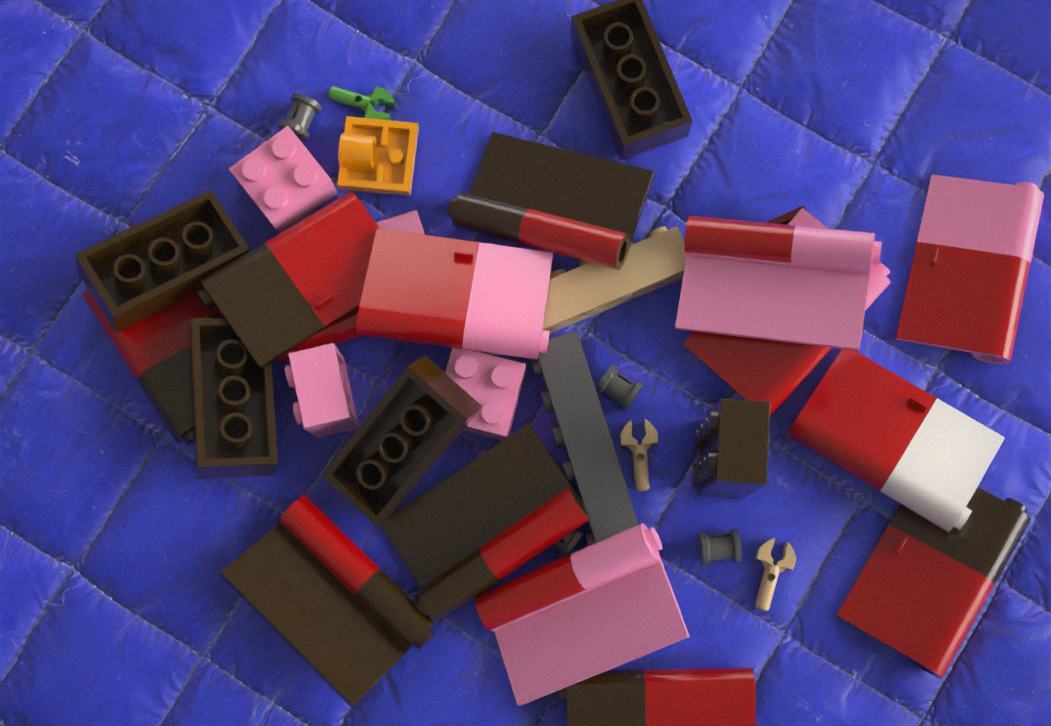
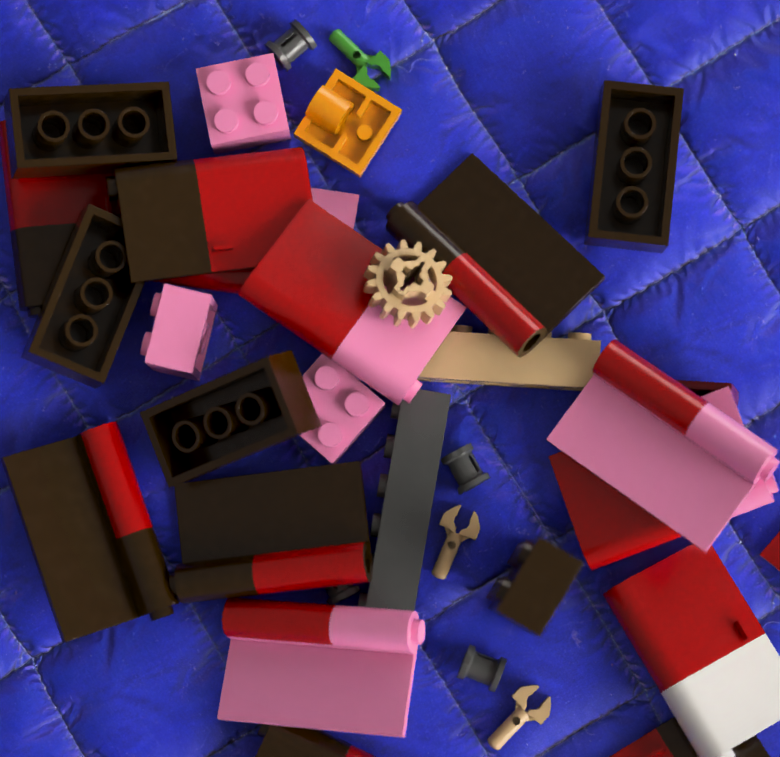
camera: 25 degrees right, 5 degrees up
(511, 262) = (419, 299): none -> tan gear

